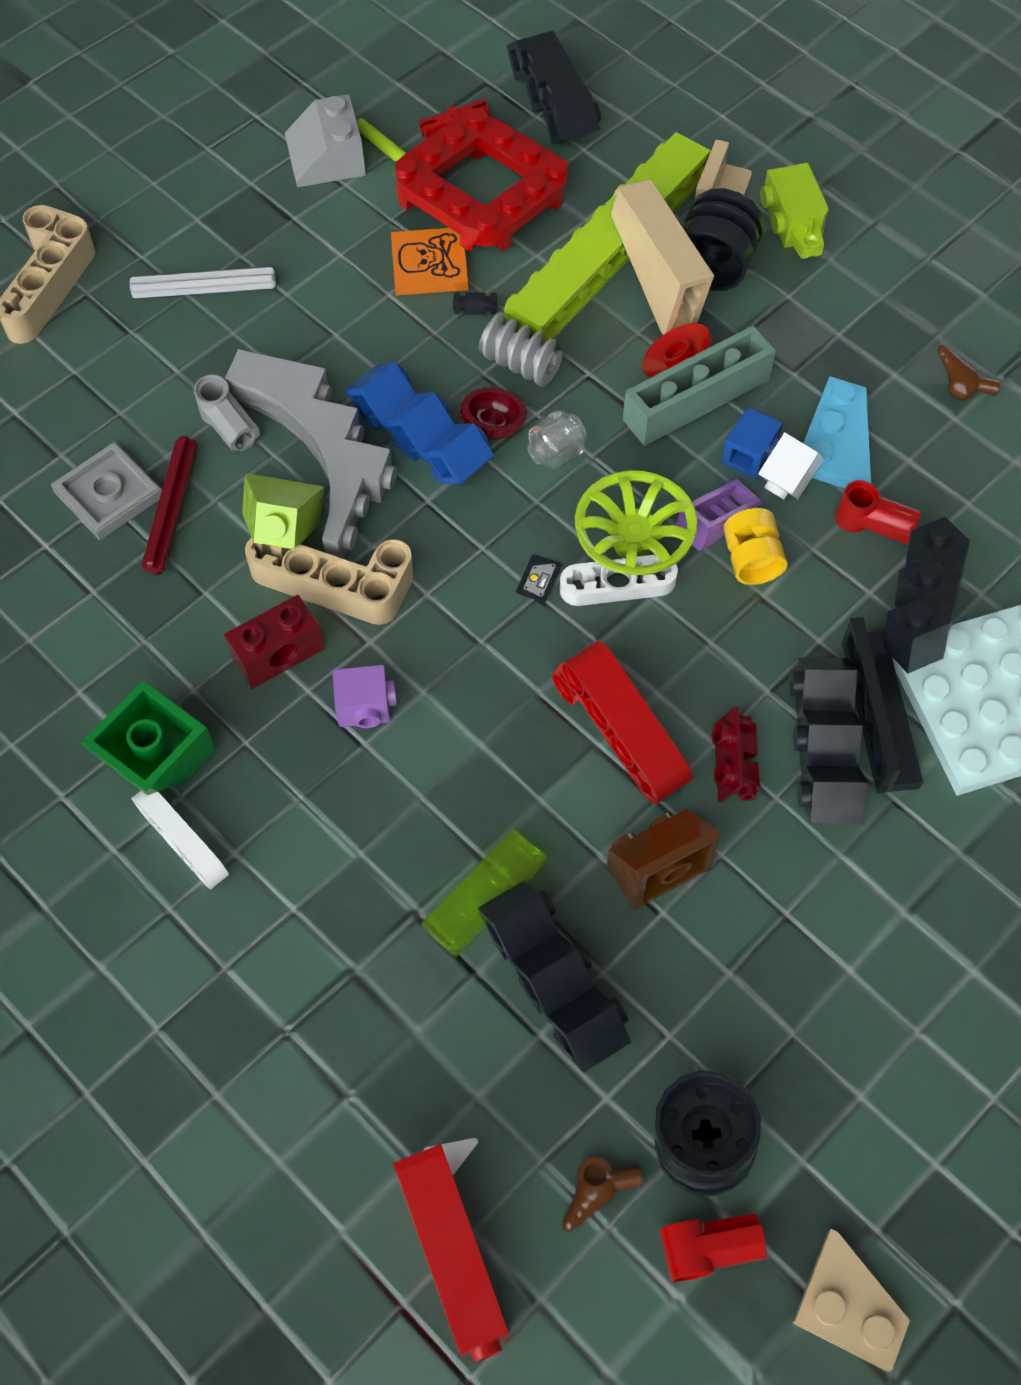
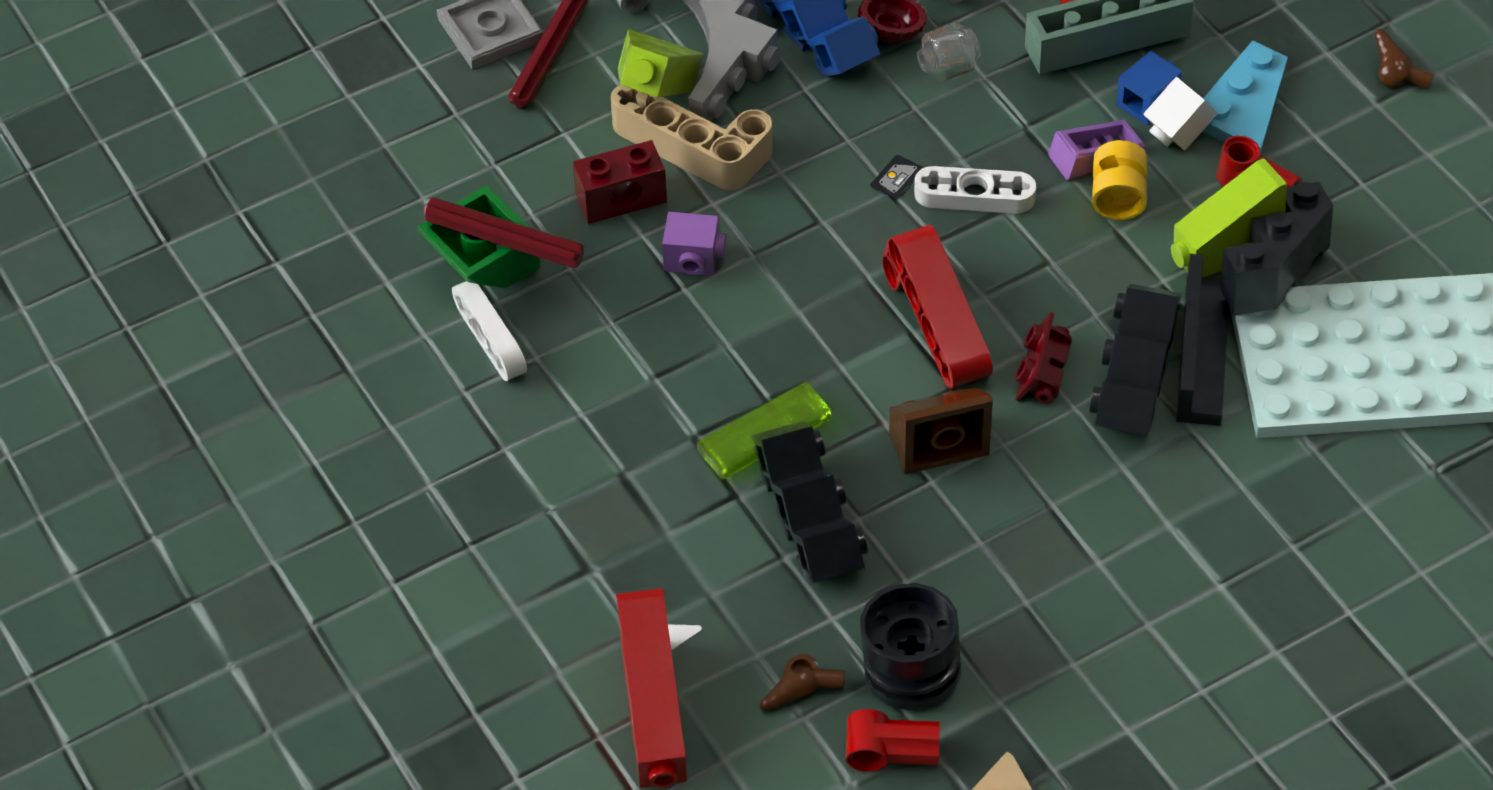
camera: 15 degrees right, 10 degrees down
(172, 735) = (504, 232): none -> dark red axle
(634, 529) = (1003, 145): lime wheel -> none
(871, 575) = (1227, 216): none -> lime slope

